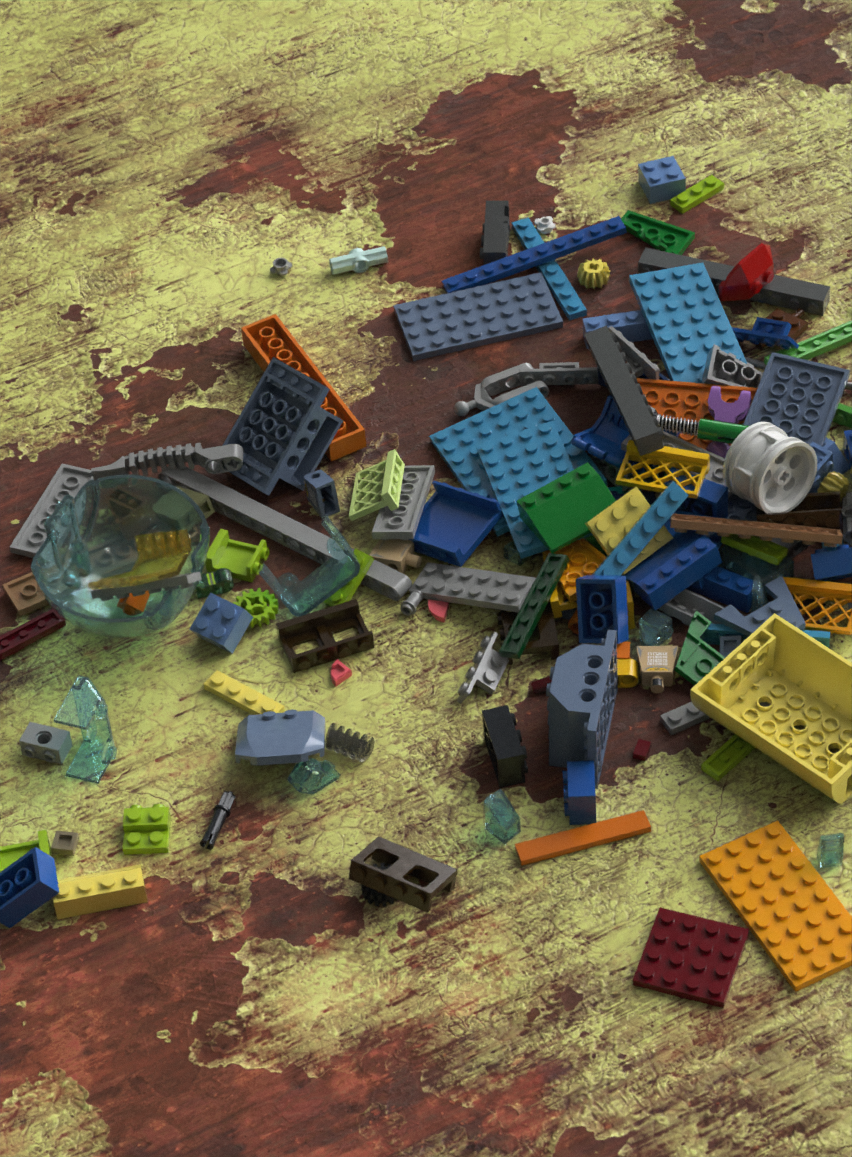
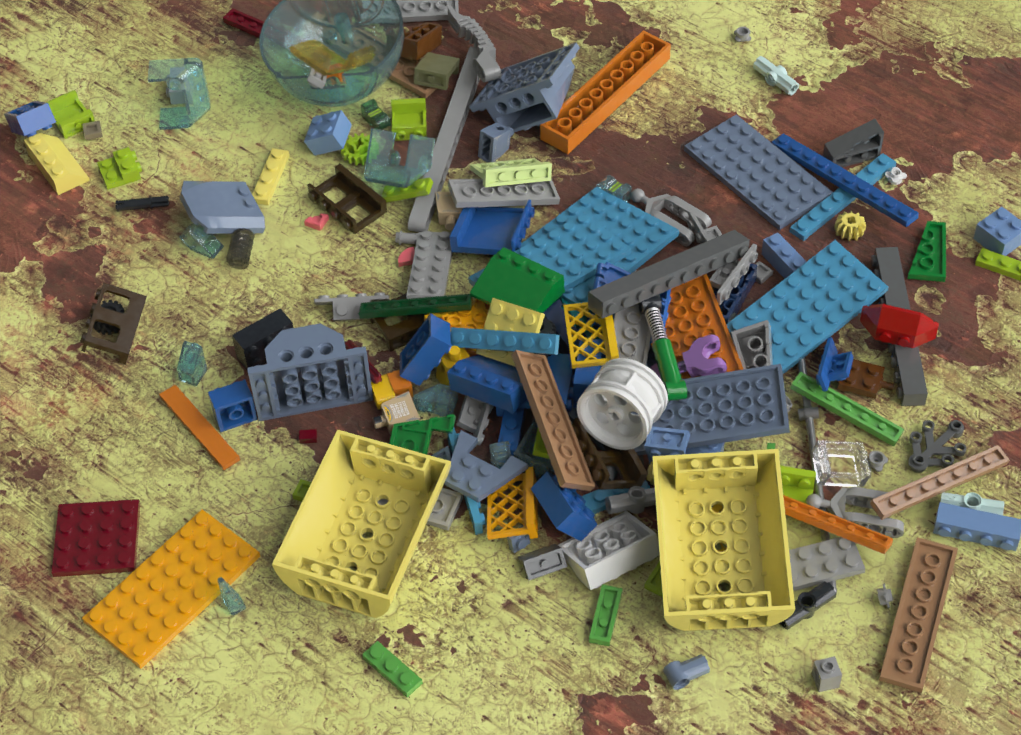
camera: 65 degrees right, 5 degrees up
(433, 424) = (615, 188): none -> clear light blue leg

